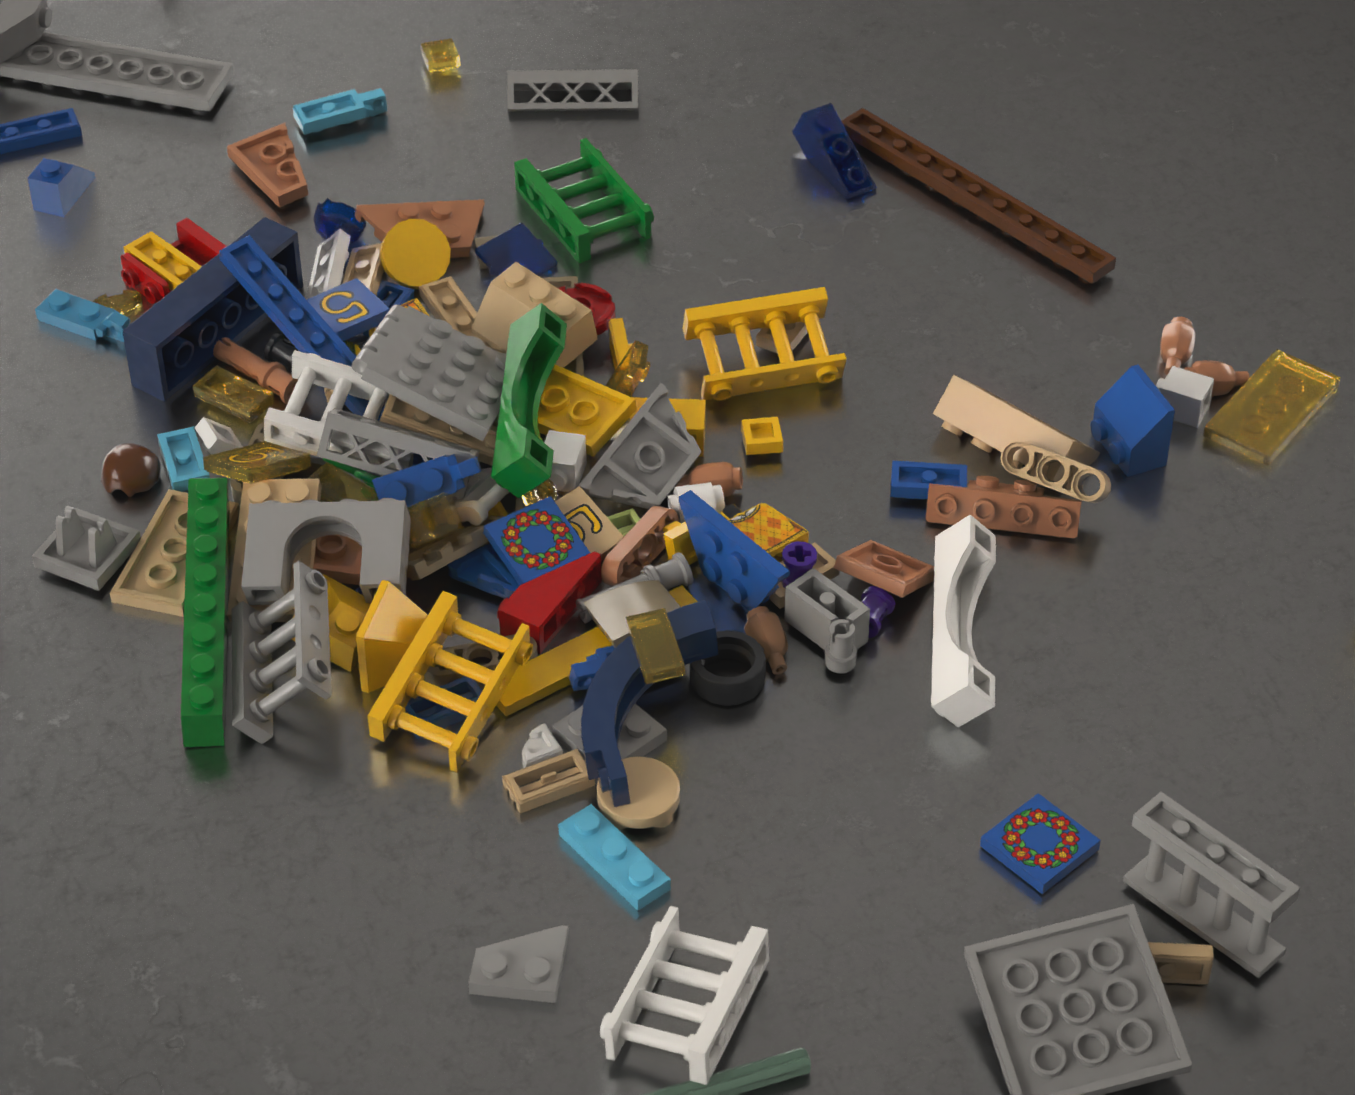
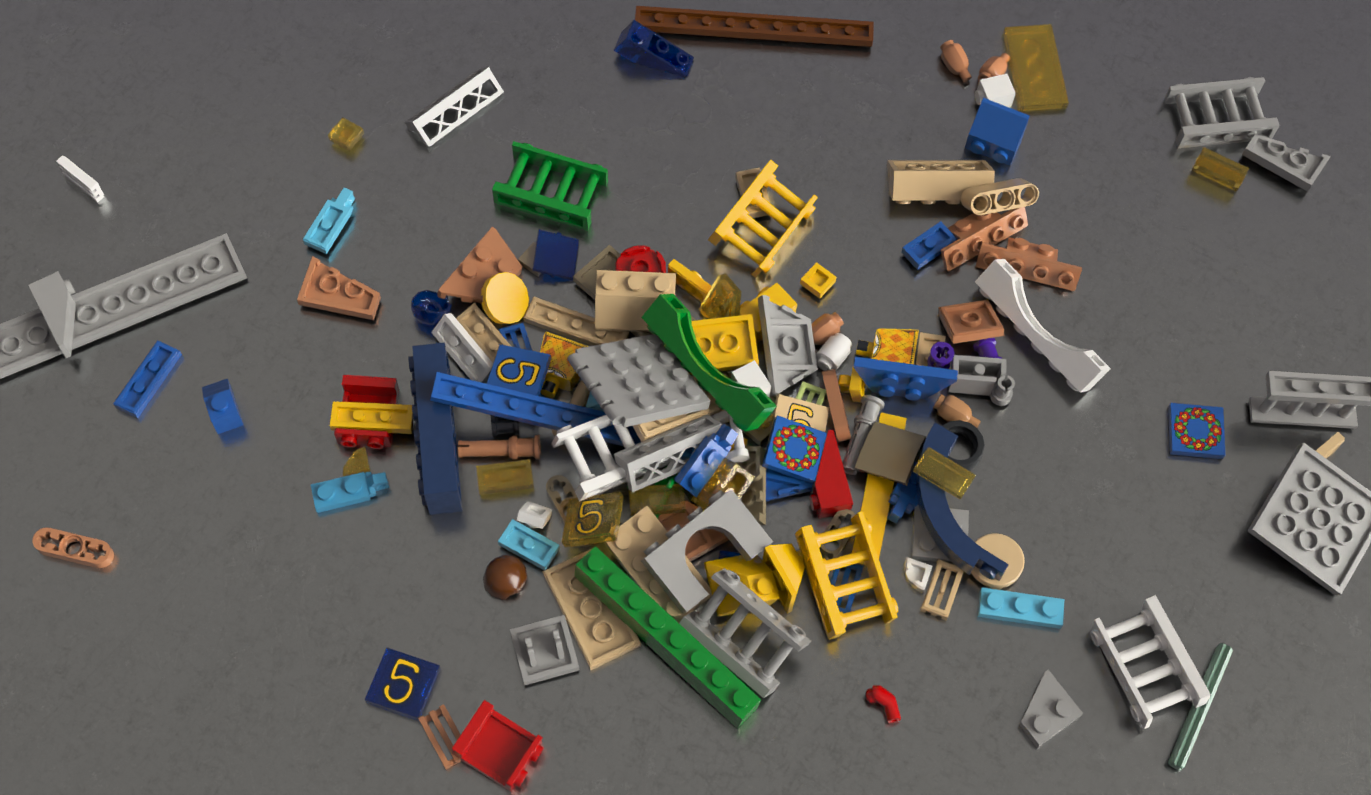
camera: 45 degrees left, 20 degrees up
(360, 826) = (886, 699): none -> red arm
(1034, 568) = (1032, 262): none -> nougat bracket

